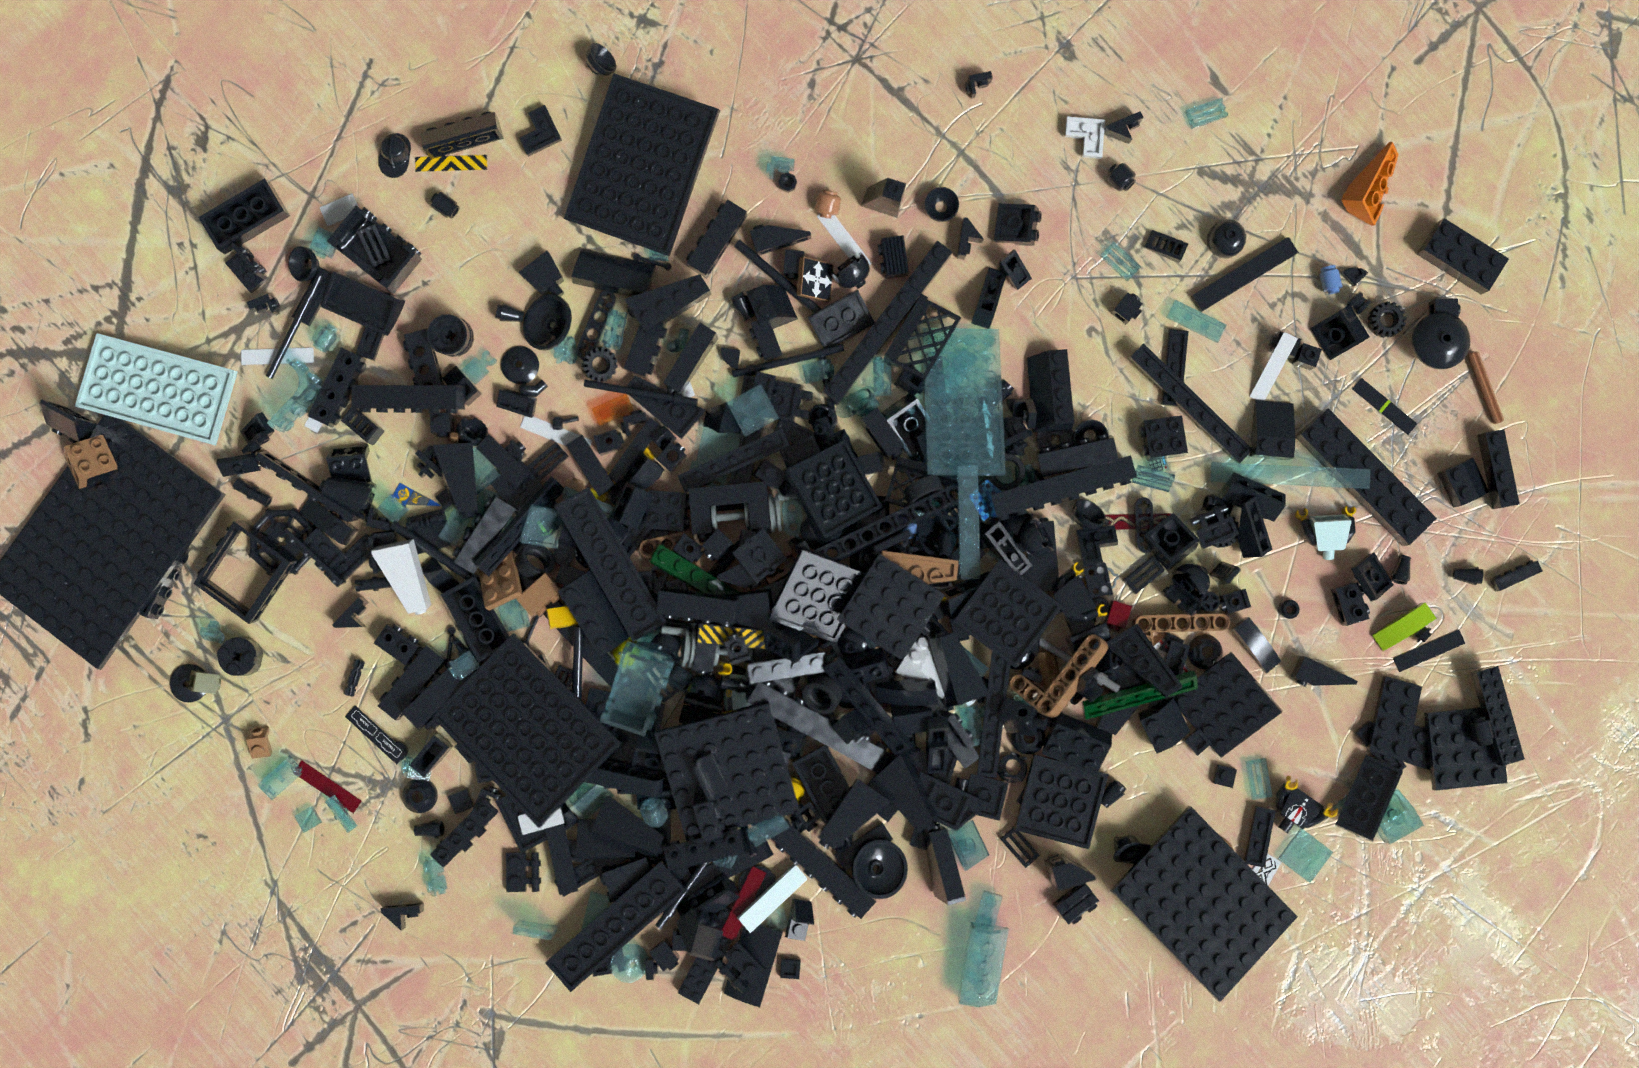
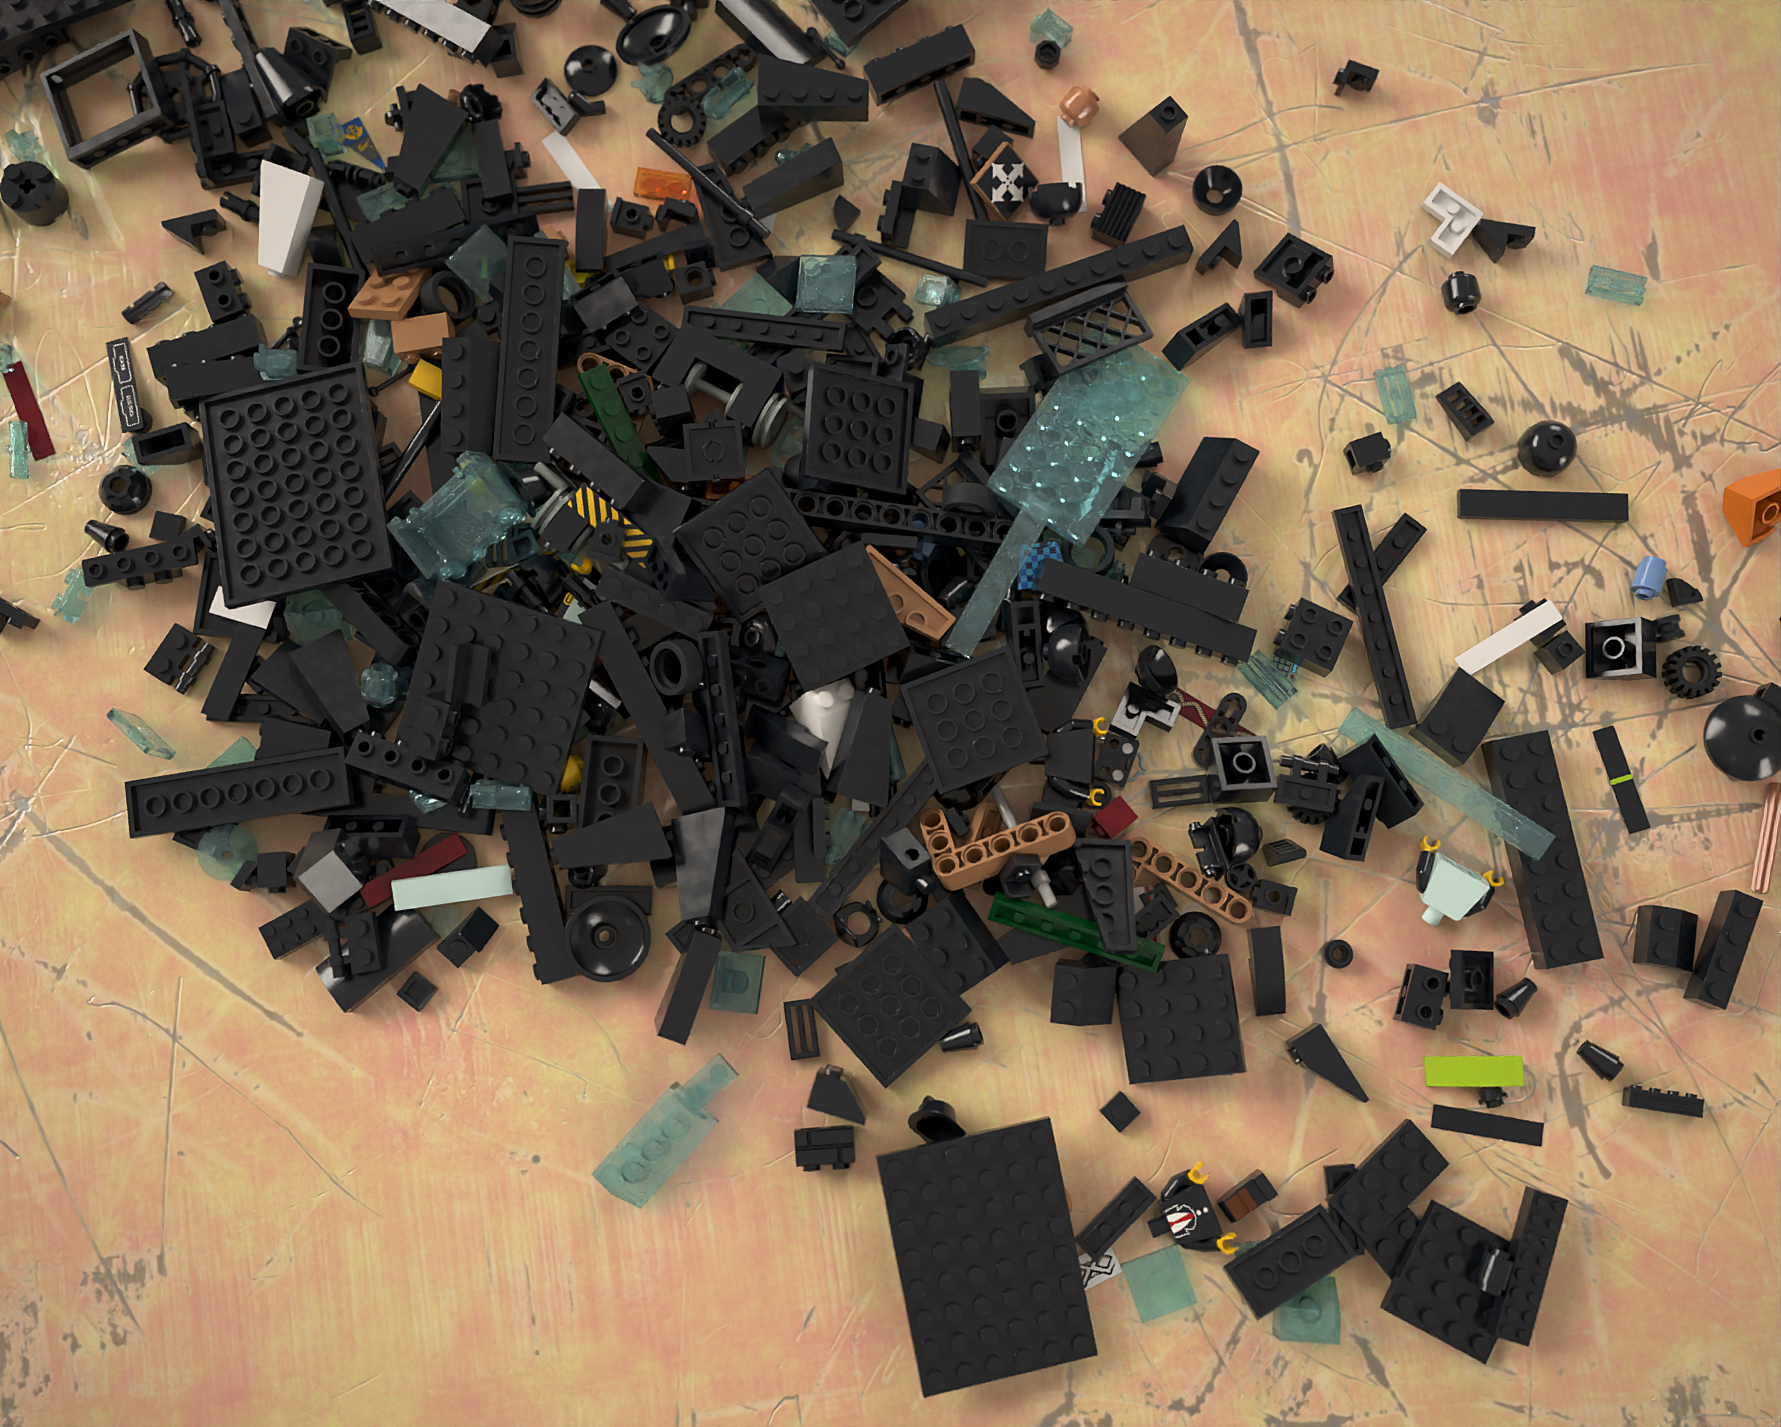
camera: 40 degrees right, 5 degrees down
(441, 424) = (451, 74): black brick -> none
(477, 369) = (536, 42): clear light blue plate -> none
(559, 421) = (589, 160): black hand -> none
(671, 910) = (317, 817): black bar -> none
(742, 305) = (896, 158): black cone -> none
(882, 377) = (1006, 352): clear light blue hinge -> none
(1196, 321) = (1444, 524): clear light blue tile -> none
(1197, 742) = (1112, 1044): black plate -> none
(1259, 780) = (1171, 1149): clear light blue tile -> none
(1323, 777) = (1246, 1196): none -> black leg

